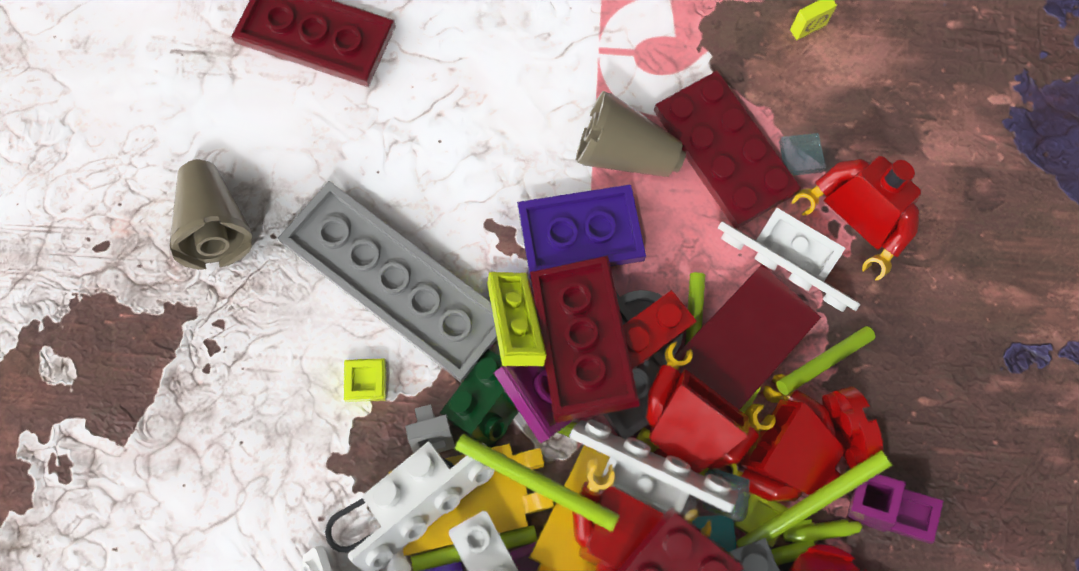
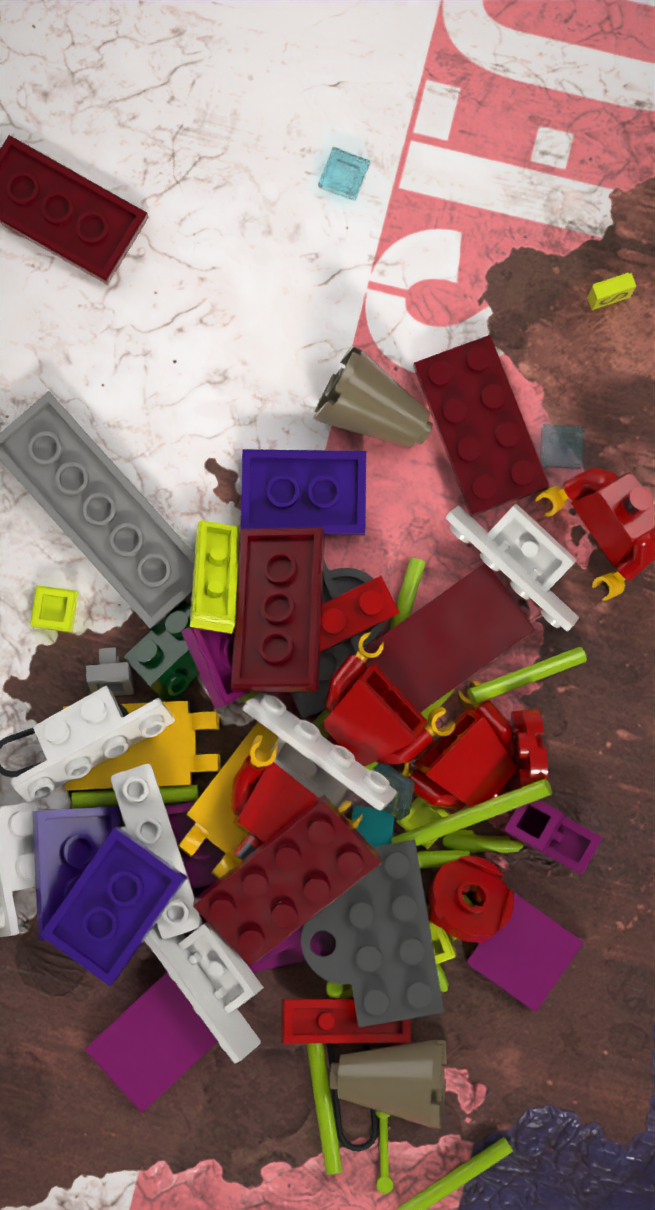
camera: 15 degrees right, 10 degrees up
(537, 482) = (202, 746): lime bar -> none

